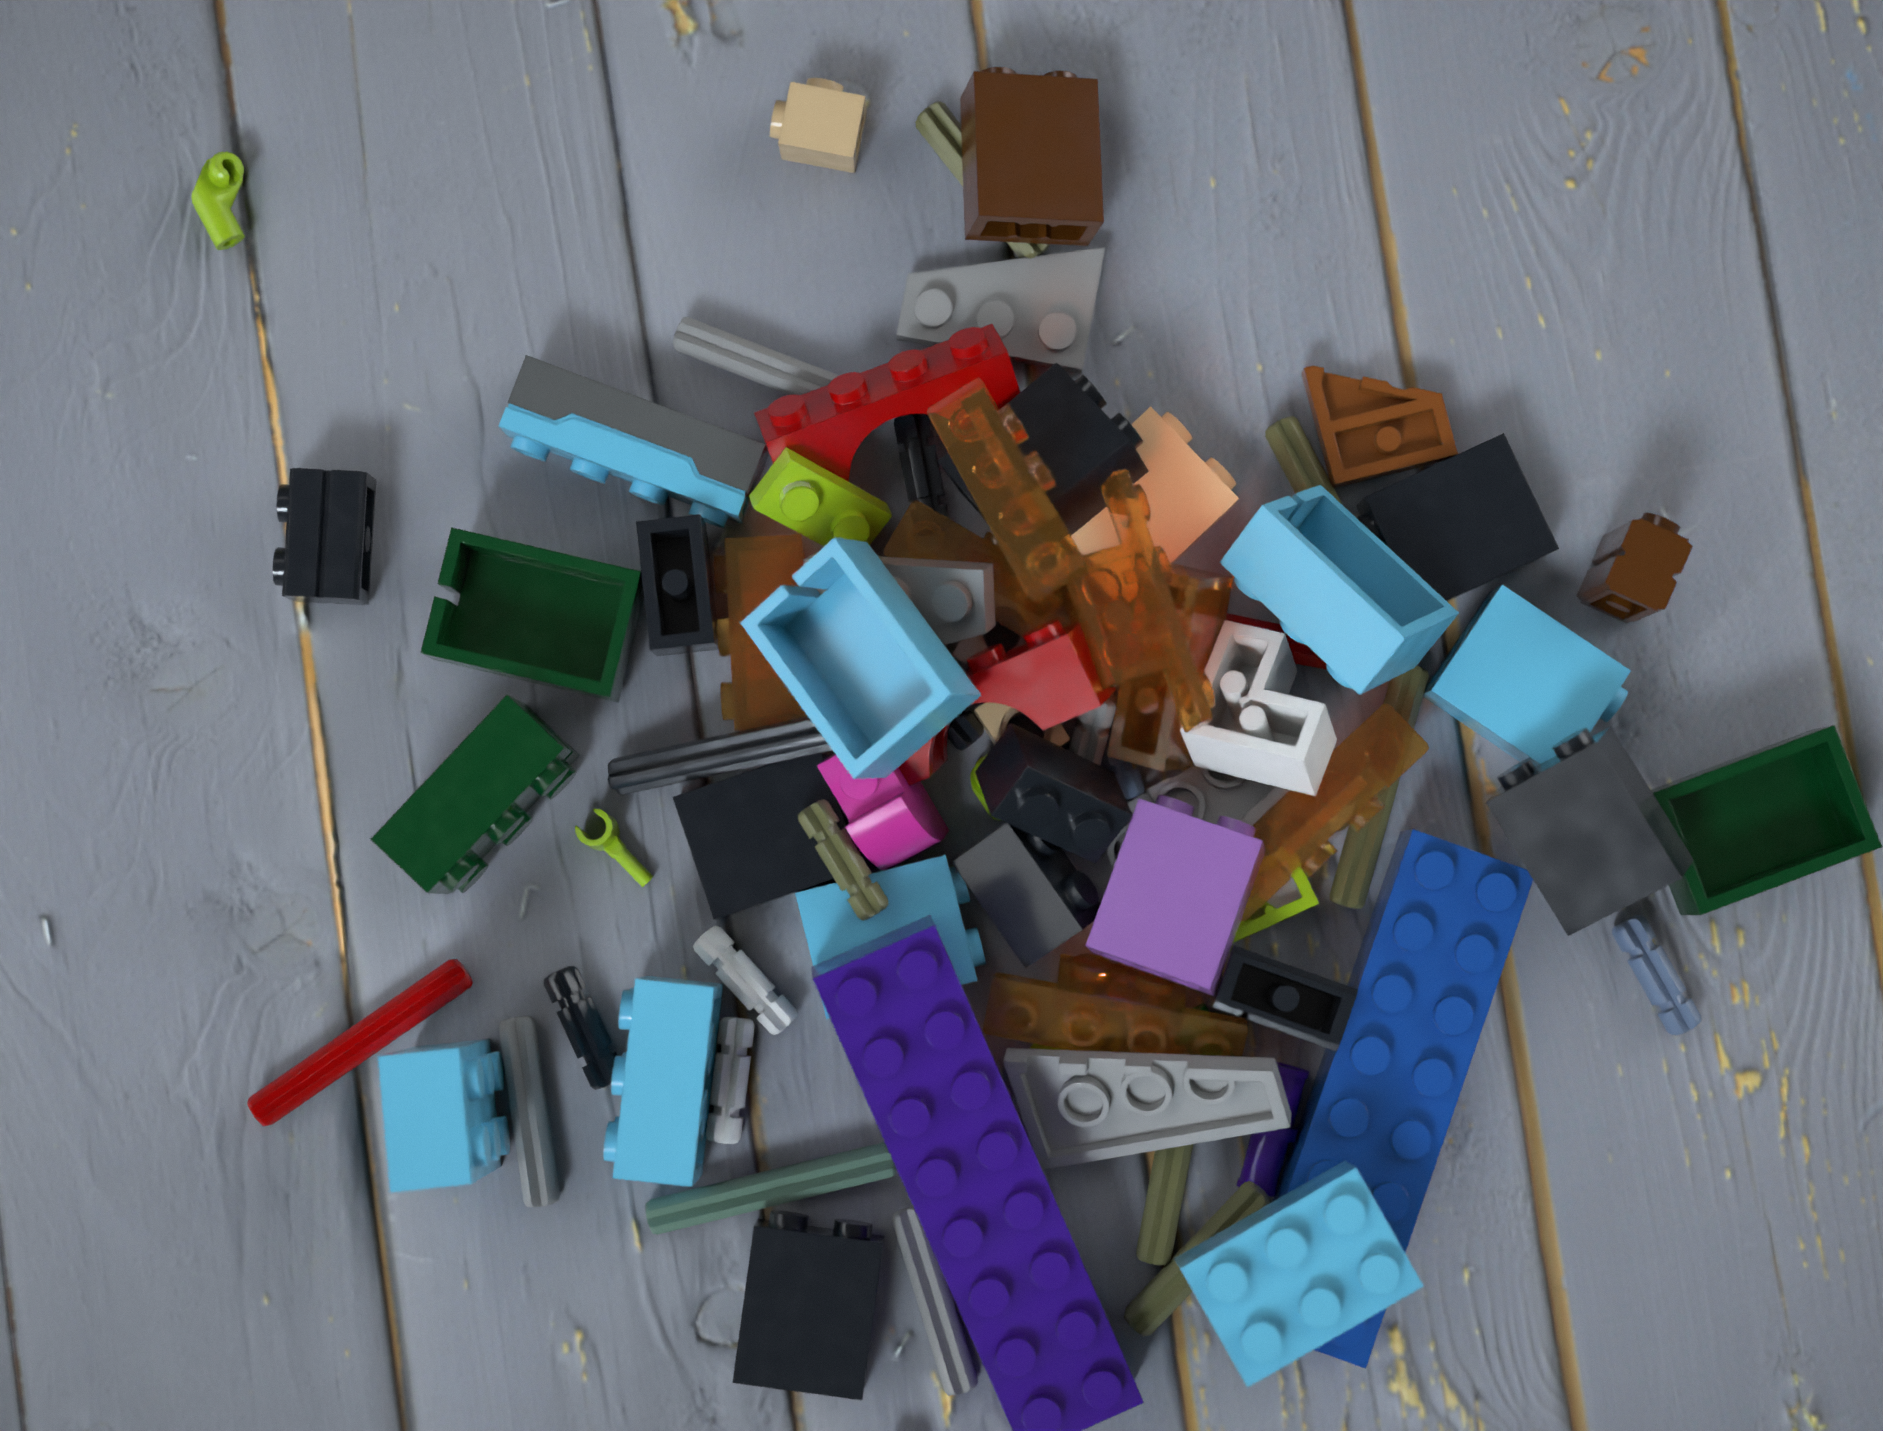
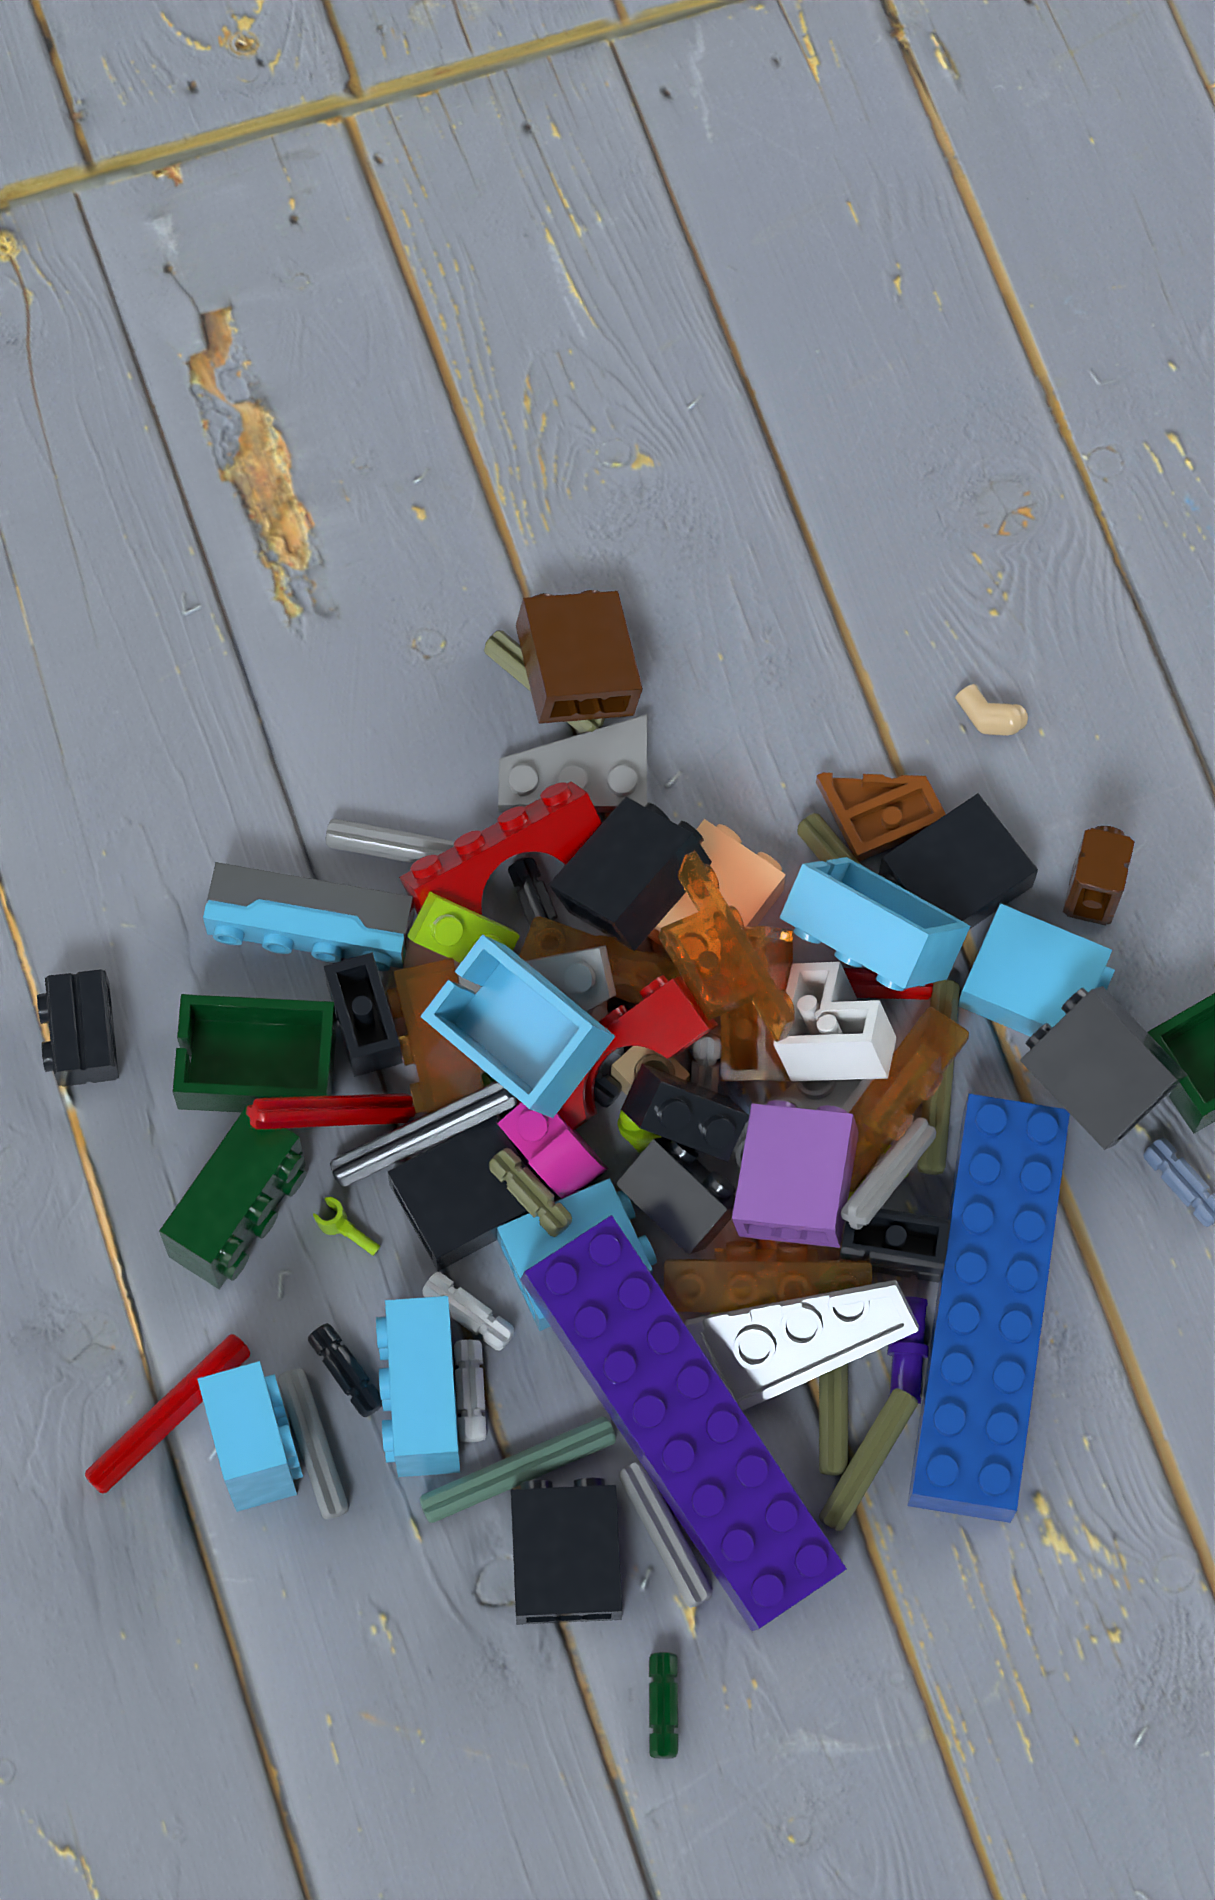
camera: 10 degrees left, 15 degrees down
(610, 713) = (330, 1110): none -> red axle
(820, 125) = (411, 662): tan brick -> none
(1008, 488) = (607, 880): clear orange bracket -> none
(1290, 919) = (888, 1174): none -> light grey axle
(1298, 1272) = (945, 1432): medium azure brick -> none
(1540, 327) = (991, 717): none -> tan arm

